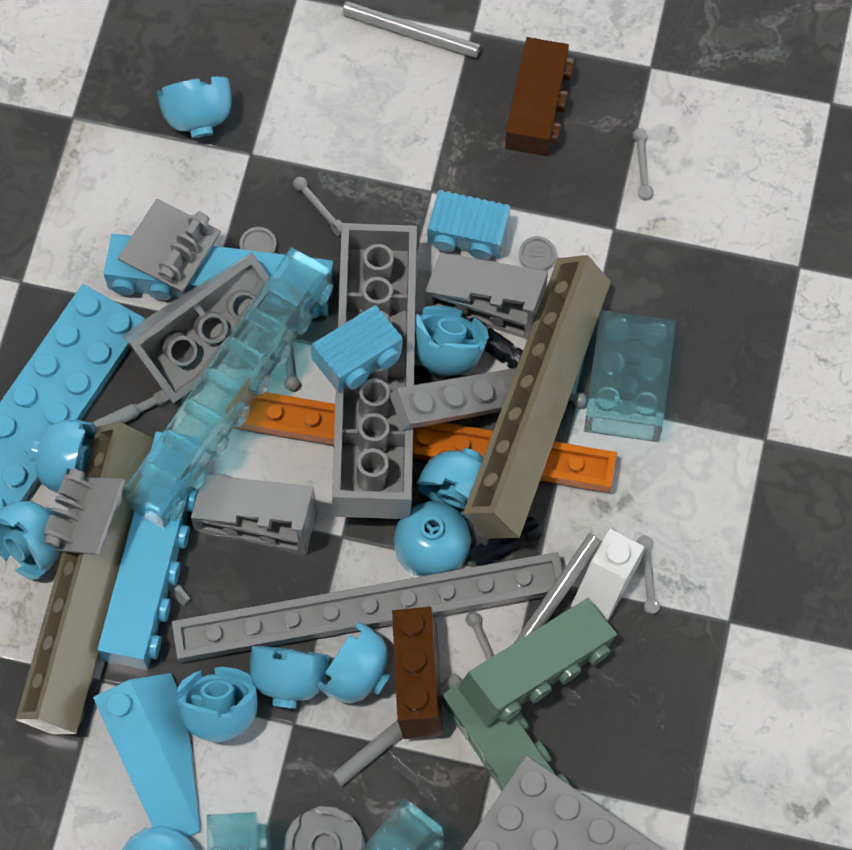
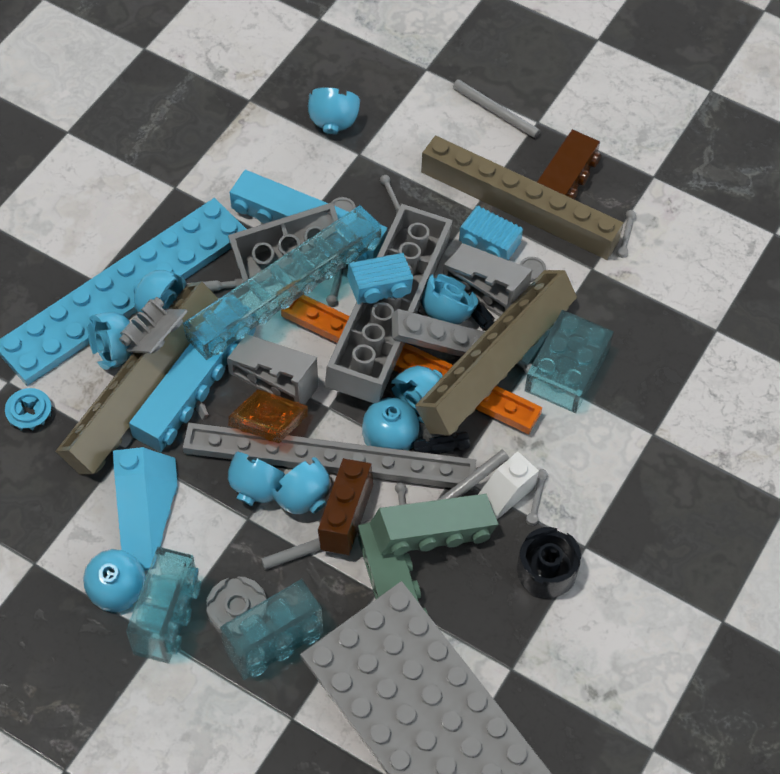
camera: 15 degrees right, 10 degrees down
(170, 244) = (281, 185): light grey hinge -> none
(217, 704) = (197, 486): medium azure cylinder -> none
(272, 579) = (268, 416): none -> clear orange plate
(489, 156) = (521, 197): none -> dark tan brick
(694, 642) = (548, 562): none -> black brick

